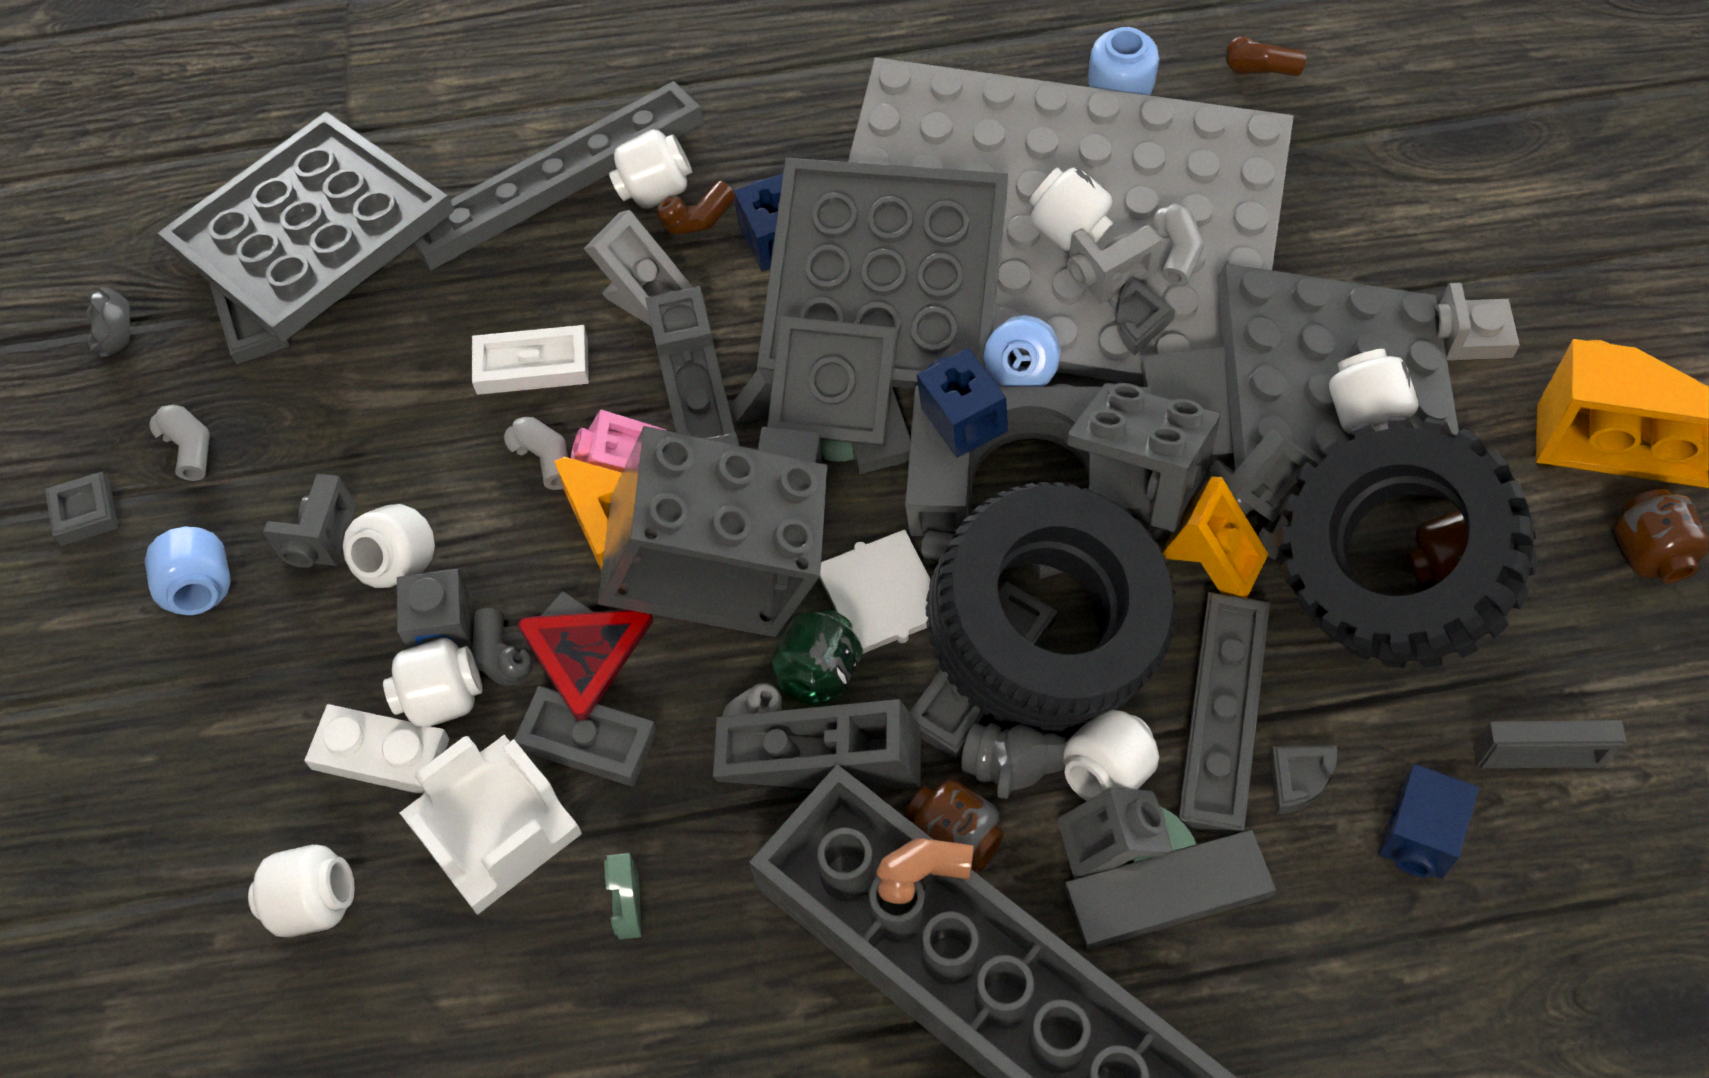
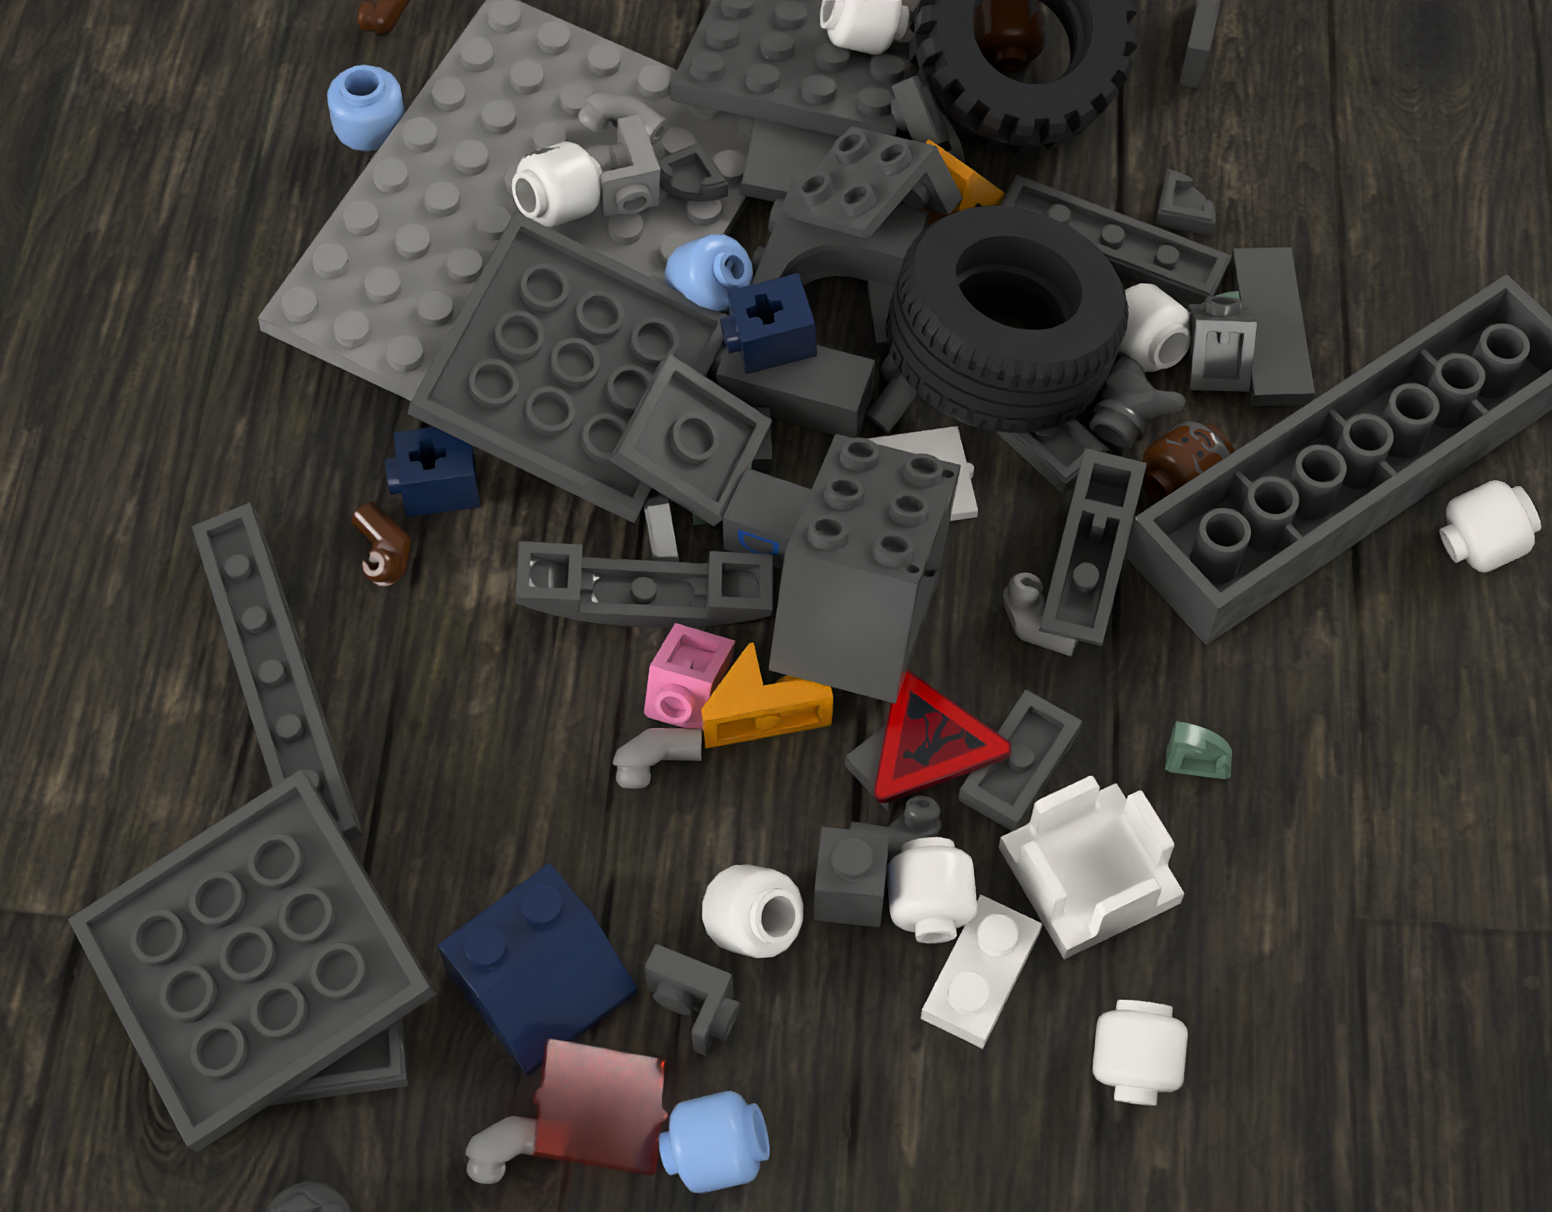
camera: 80 degrees left, 0 degrees up
(216, 482) = (599, 1107): none -> clear red piece
(325, 408) = (537, 967): none -> dark blue slope
(530, 359) = (534, 744): white plate -> none
(633, 265) = (462, 610): light grey slope -> none
(650, 169) = (315, 572): white head -> none
(817, 657) = (991, 533): clear green head -> none
(916, 861) = (1255, 467): nougat arm -> none
(1428, 822) = (1255, 126): dark blue brick -> none

